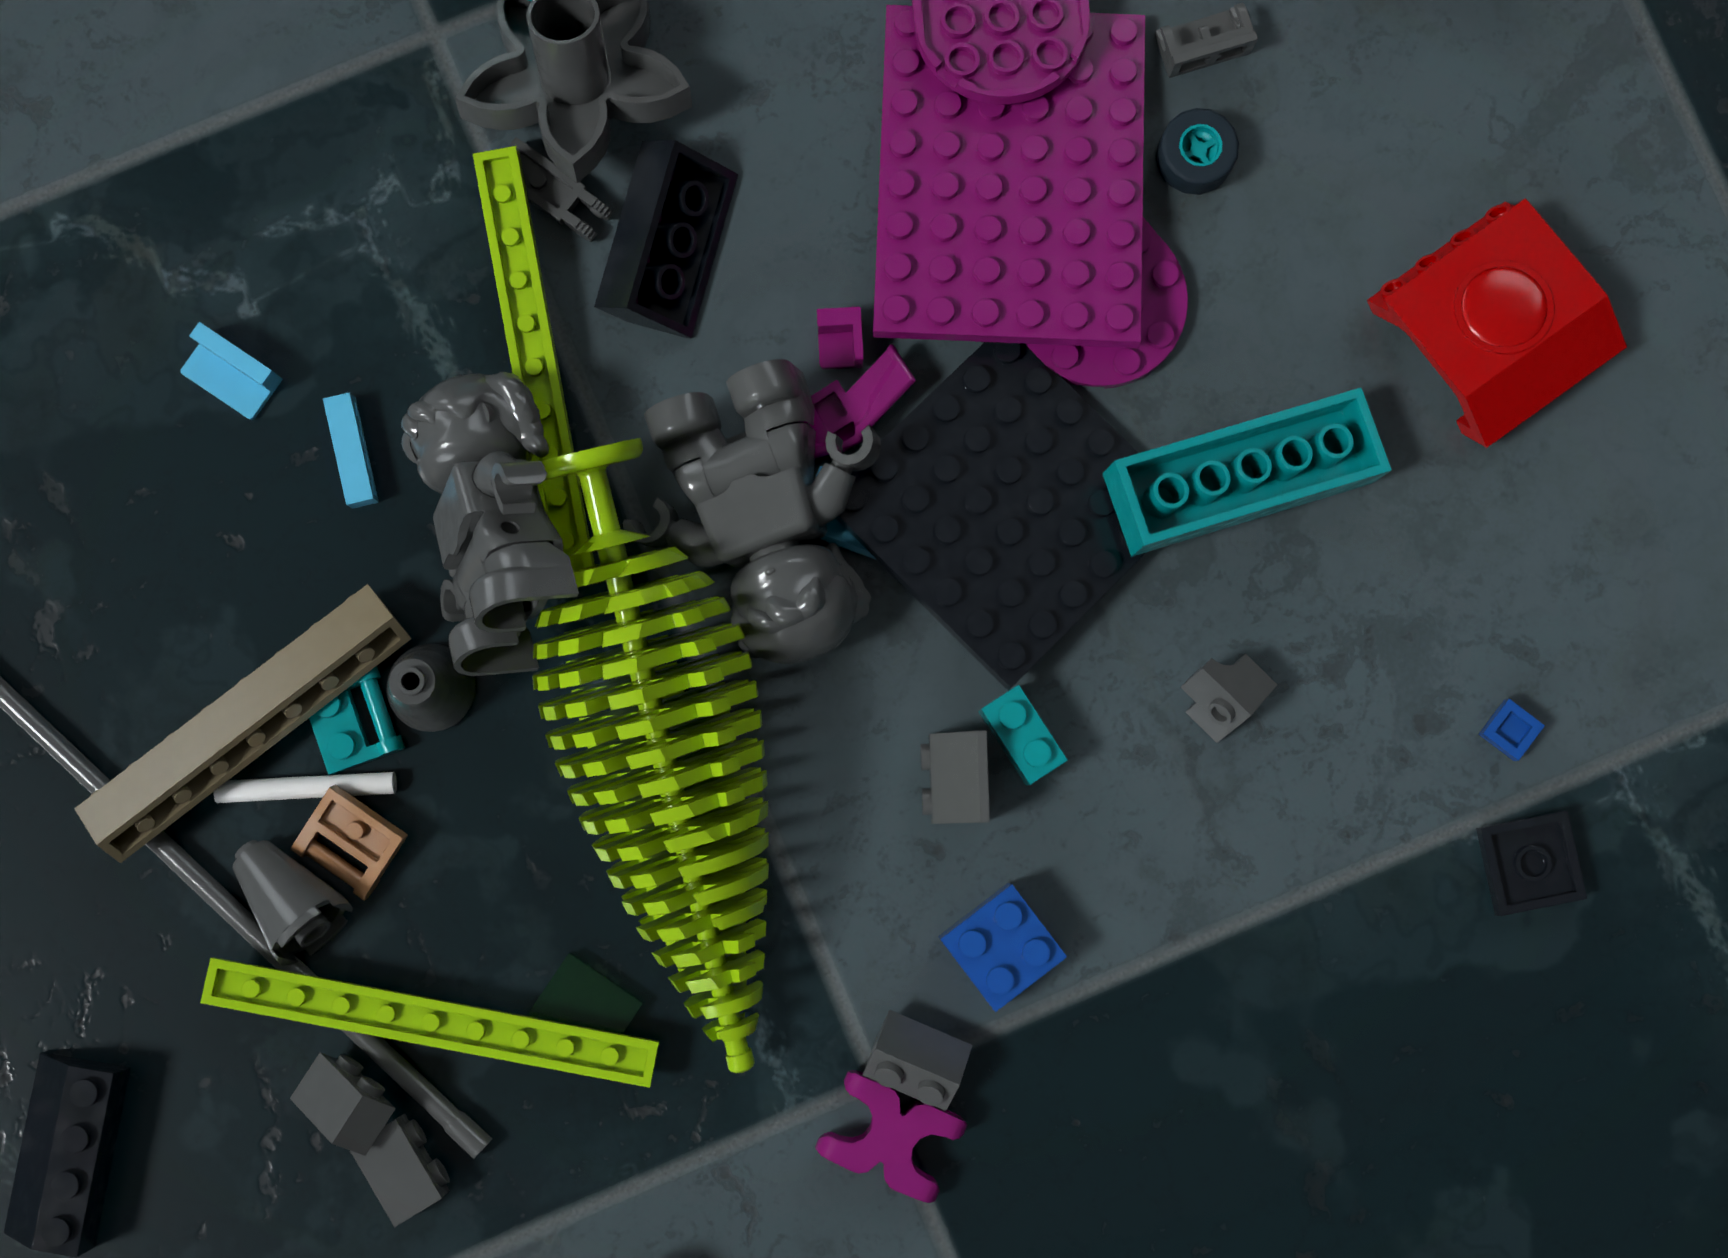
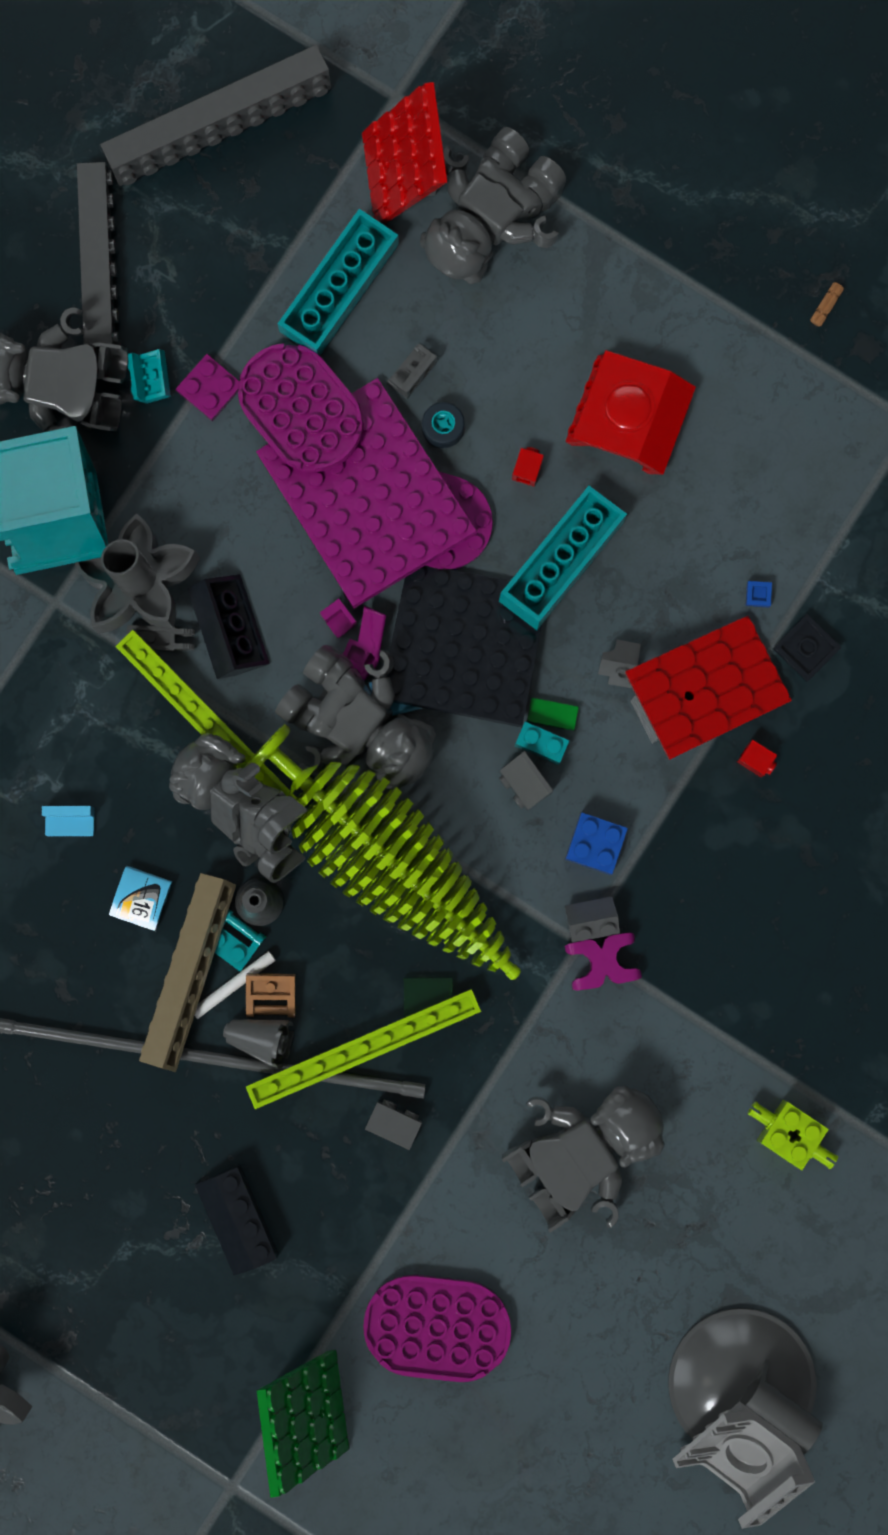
camera: 30 degrees left, 0 degrees up
(255, 561) = (140, 898): none -> slope
(343, 1102) = (348, 1110): dark grey brick -> none
(350, 450) = (149, 818): medium azure piece -> none
(1069, 701) = (552, 714): none -> green tile
(1284, 298) = (527, 466): none -> red brick
(1340, 984) = (757, 759): none -> red brick
(1371, 829) = (724, 677): none -> red piece

